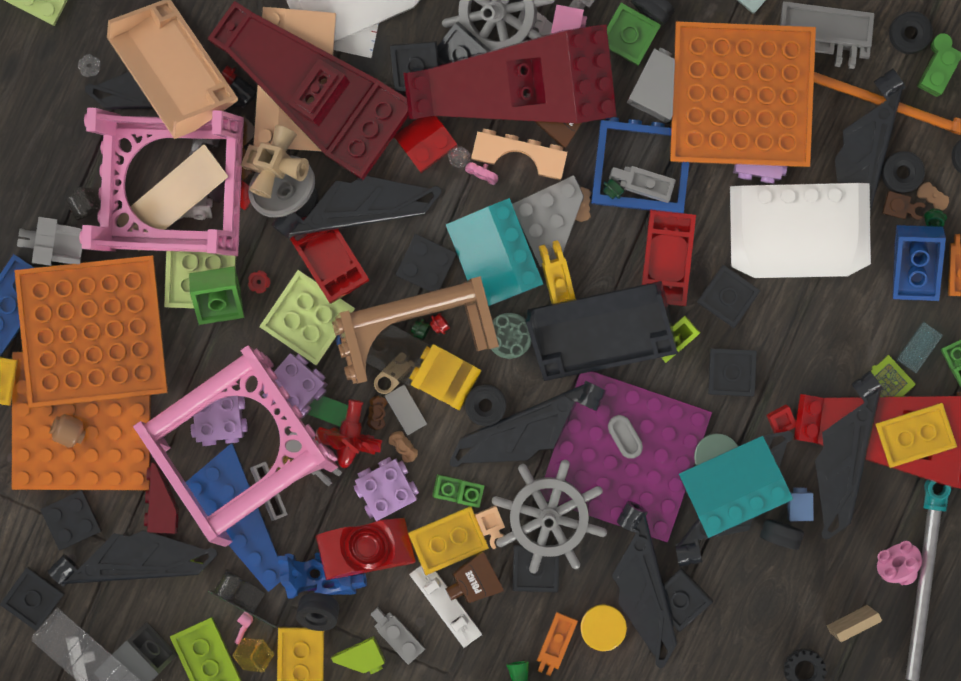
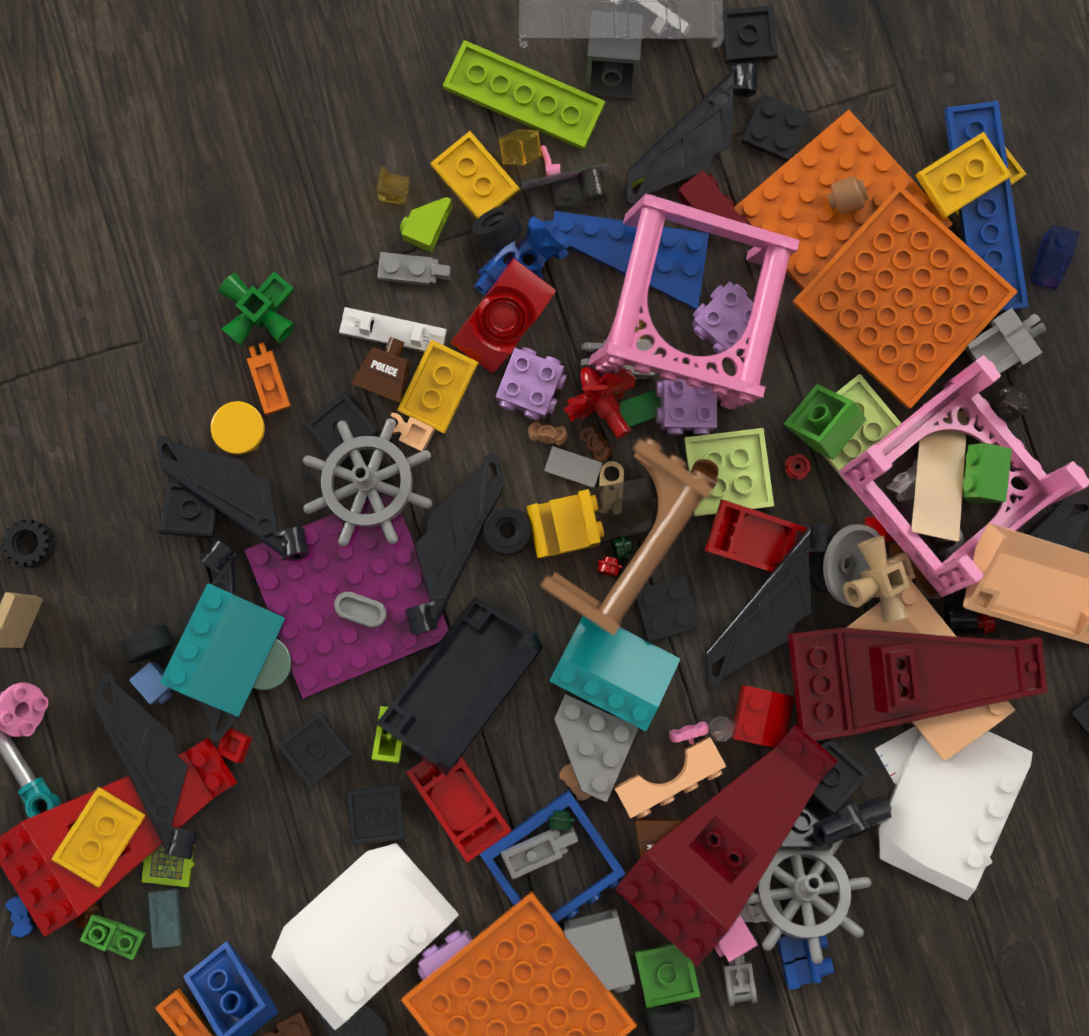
camera: 140 degrees right, 5 degrees down
(144, 170) = (986, 473): none -> bright green slope
(277, 497) = (606, 276): light grey piece -> none
(324, 330) = (708, 469): none -> reddish brown plate
(428, 27) = (851, 821): none -> black piece
(458, 491) = (466, 437): bright green slope -> none
(511, 335) = (539, 610): sand green tile -> none
(557, 274) = (544, 700): yellow hinge -> none

